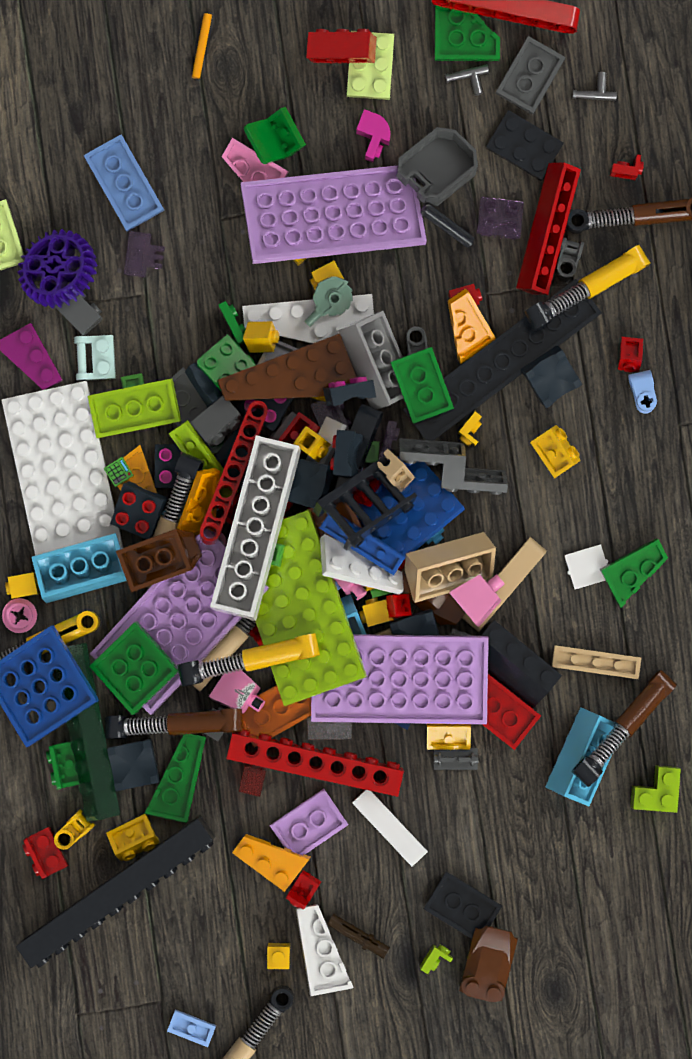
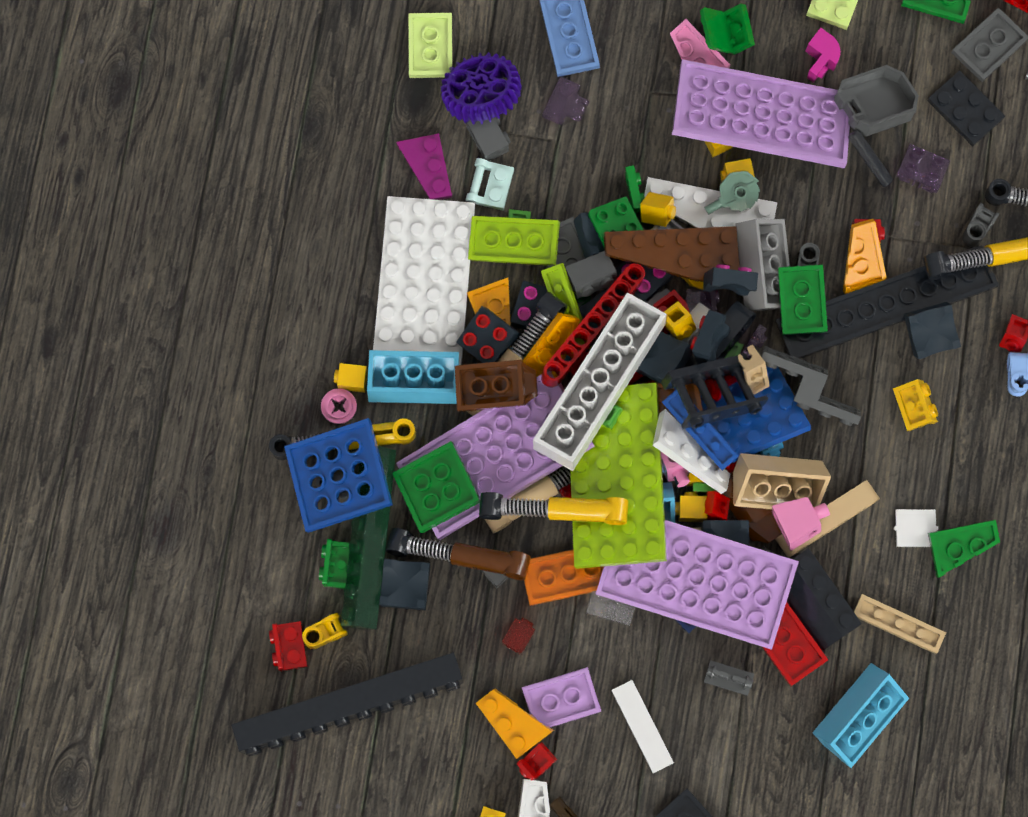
camera: 20 degrees right, 10 degrees down
(118, 471) = (479, 295): bright green tile -> none
(132, 838) = (380, 657): yellow bracket -> none
(177, 786) = (442, 619): green wing -> none
(237, 691) = (531, 538): bright pink torso -> none
(389, 785) = (662, 670): red brick -> none
(448, 736) = (729, 651): yellow bracket -> none
(471, 425) = (838, 355): yellow bracket -> none
(473, 74) = (935, 29): flat silver piece -> none
(548, 228) = (968, 190): red brick -> none
(625, 726) = (911, 694): piece -> none
(663, 795) = (931, 777): lime brick -> none

